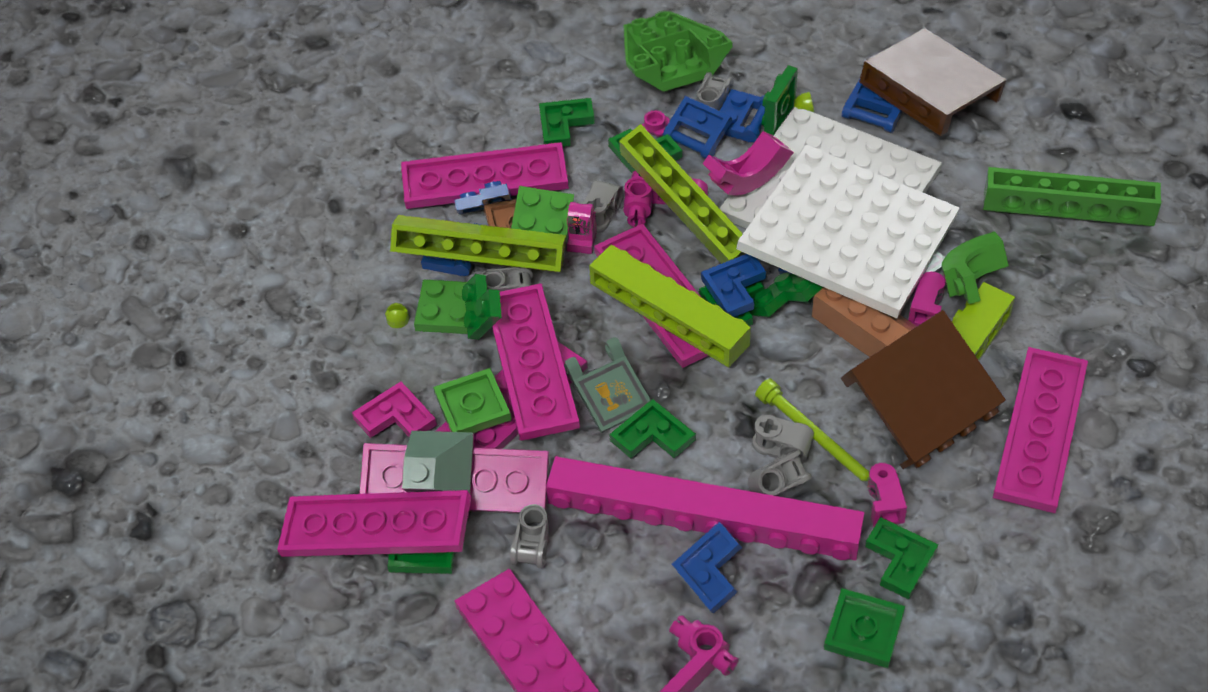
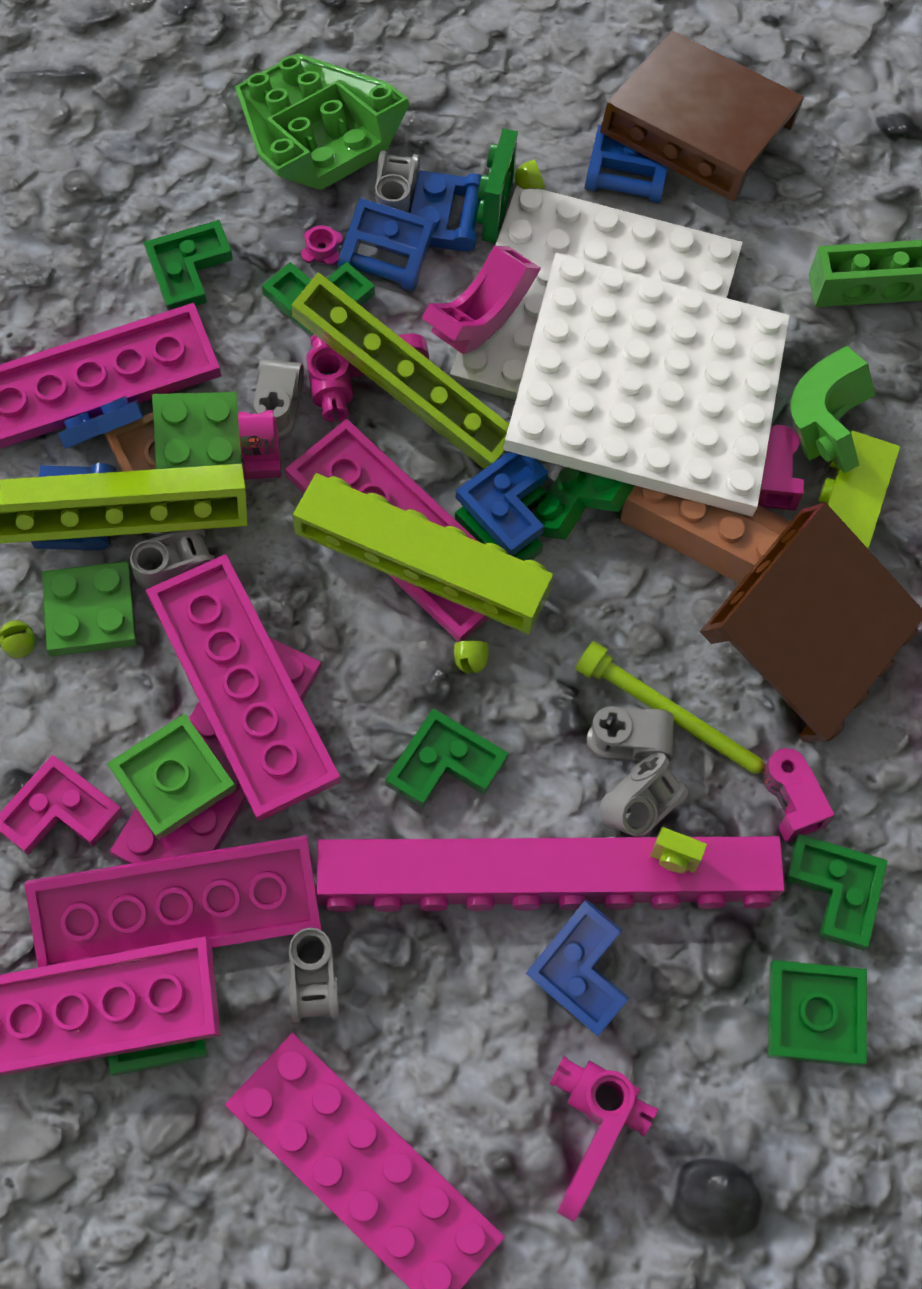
camera: 20 degrees left, 15 degrees up
(438, 461) = (147, 895): sand green slope -> none
(482, 306) = (147, 618): green plate -> none
(610, 391) = (369, 706): sand green flag -> none
(687, 374) = (471, 655): none -> lime hinge
(789, 501) = (677, 851): none -> lime plate

